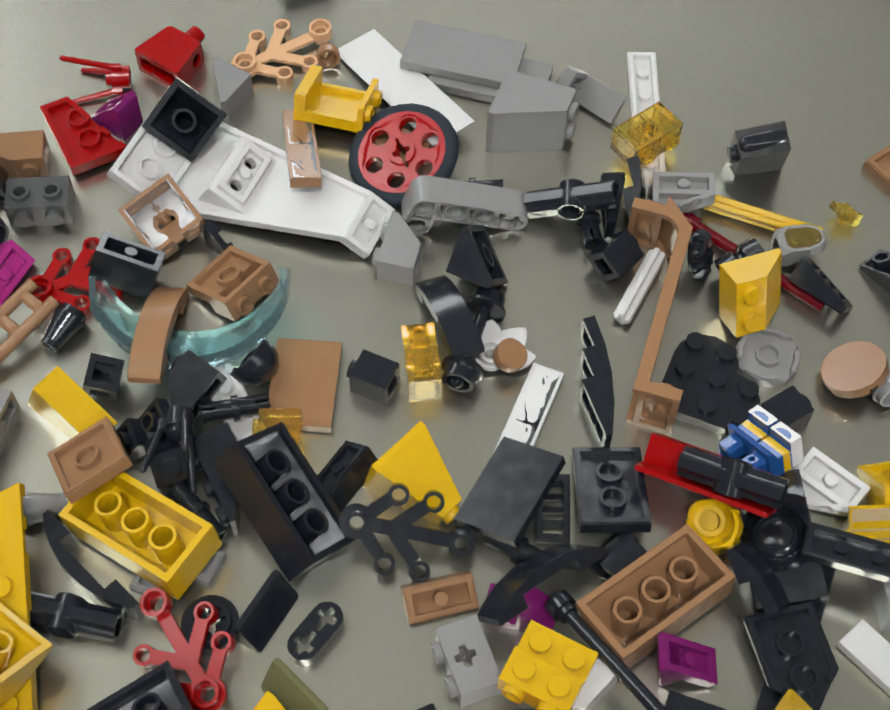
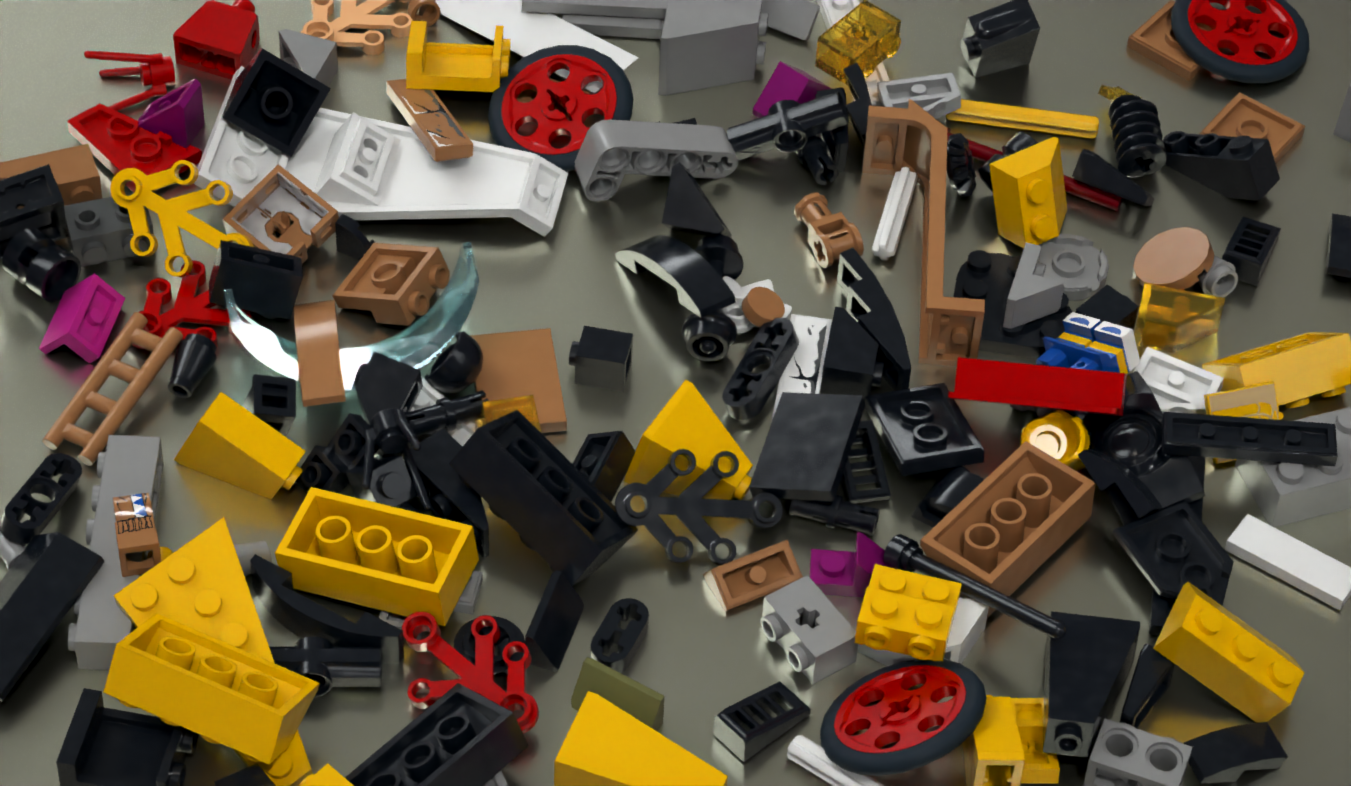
camera: 15 degrees left, 10 degrees down
(79, 201) = (171, 212): none -> yellow plant
(89, 460) = (293, 488): medium nougat tile -> none
(399, 253) = (590, 221): light grey slope -> none
(421, 362) = (657, 332): clear yellow brick -> none
(494, 422) = (760, 385): none -> black beam
(507, 596) = (843, 543): black slope -> none
(568, 413) = (850, 358): none -> black slope
(581, 295) = (827, 232): none -> medium nougat connector
(585, 164) = (787, 84): none -> magenta slope
(615, 255) = (857, 182): black brick -> none
(685, 661) = (1056, 583): magenta slope -> none
(726, 382) = (1031, 293): none -> light grey slope
(732, 477) = (1065, 379): black piece -> none
(798, 242) = (1075, 133): light grey rock -> none
(842, 421) = (1175, 317): none -> clear yellow slope
(850, 251) = (1136, 136): none -> black piece

